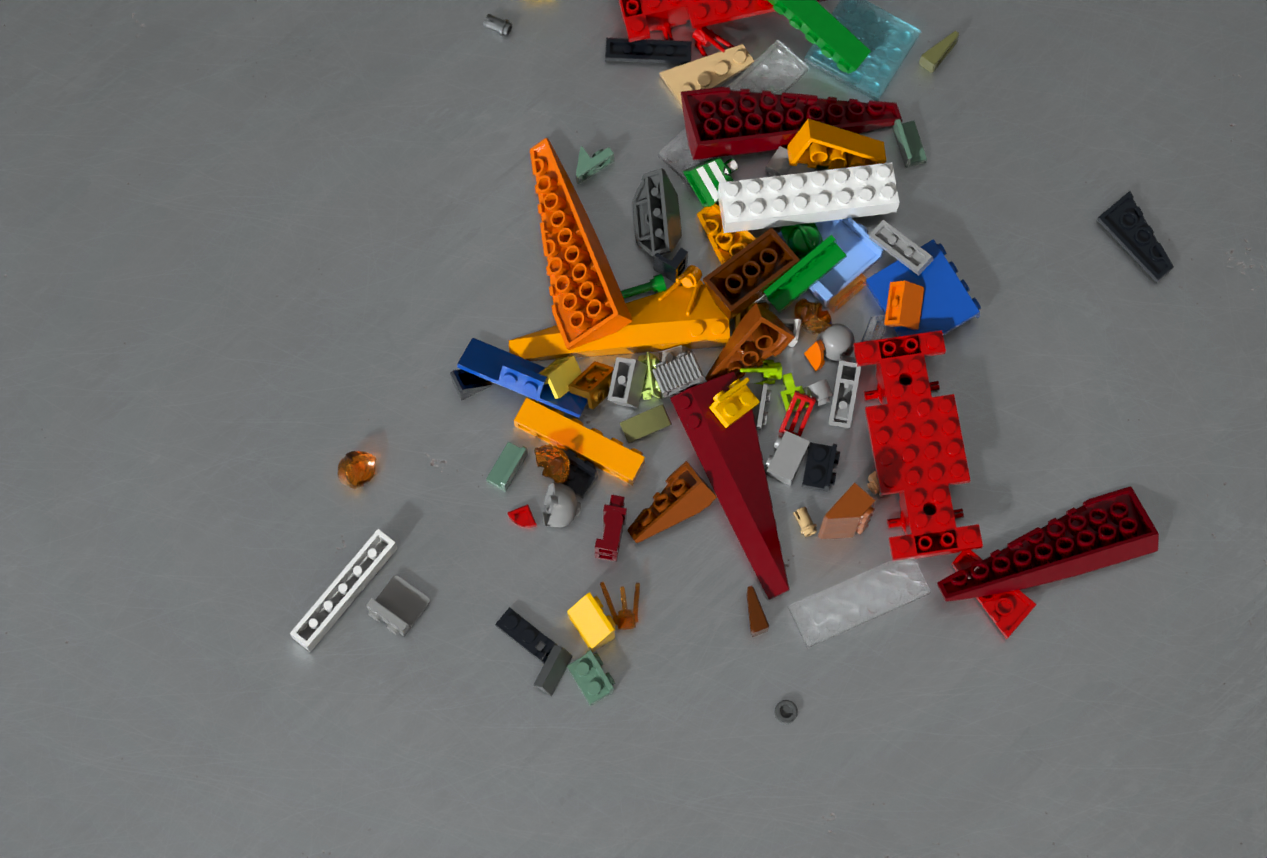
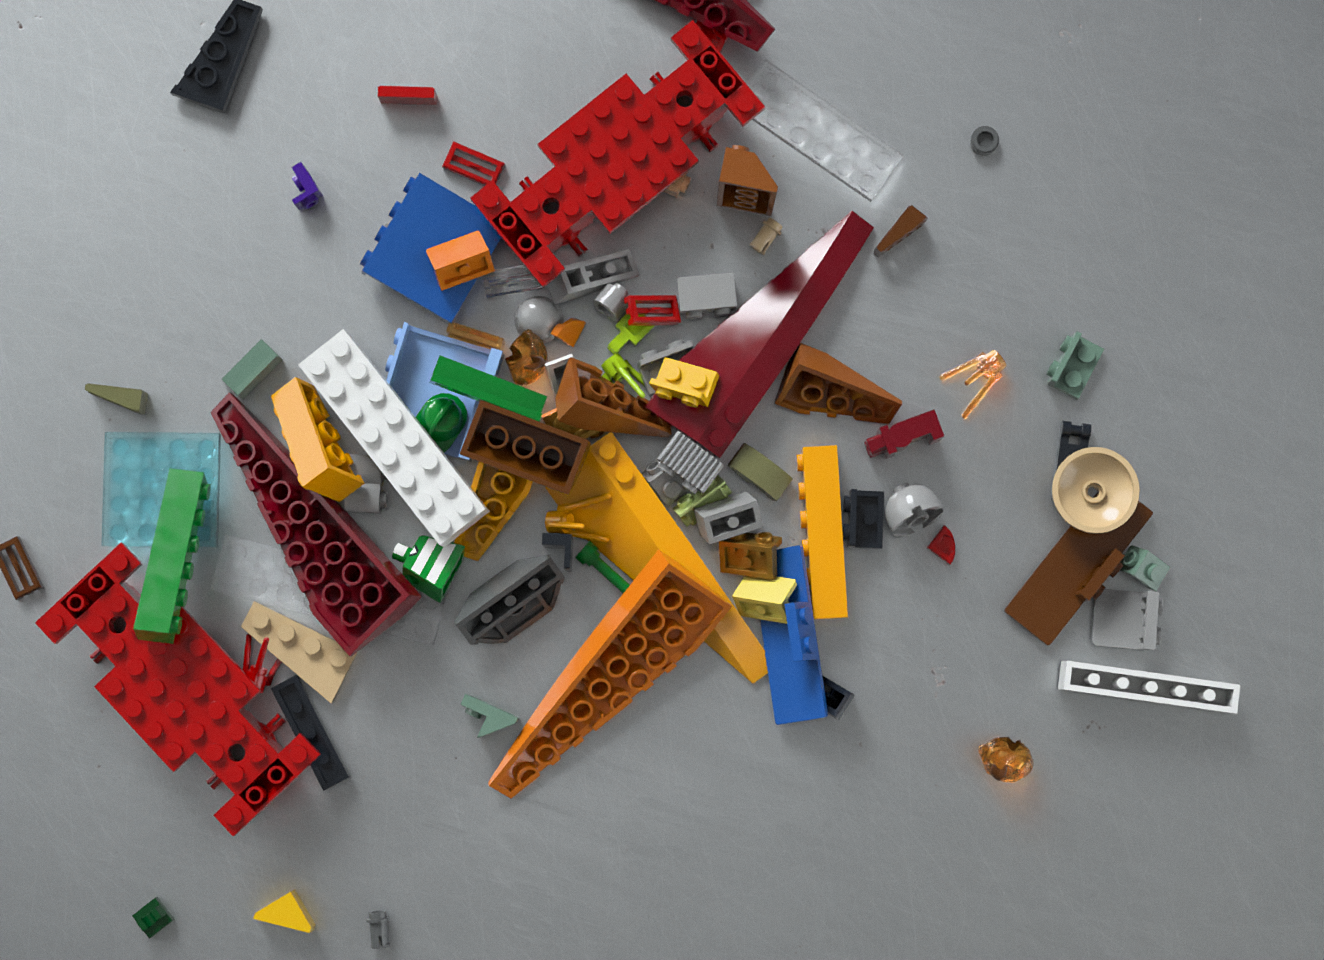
camera: 120 degrees left, 10 degrees up
(424, 640) = (1144, 567): none -> sand green bracket
(456, 599) = (1072, 575): none -> reddish brown bracket
(491, 616) = (1112, 479): none -> tan dish
(507, 466) = (898, 596): sand green panel -> none
(553, 461) = (871, 540): clear orange hair -> none
(553, 670) = (1093, 410): dark grey slope -> none
(591, 622) = (1020, 396): yellow slope -> none
(819, 466) = (693, 254): black bracket -> none
(901, 247) = (394, 300): light grey plate -> none
(953, 370) = (475, 154): none -> red tile
(1015, 244) = (305, 182): none -> dark purple bracket
(1041, 341) = (407, 95): none -> red tile

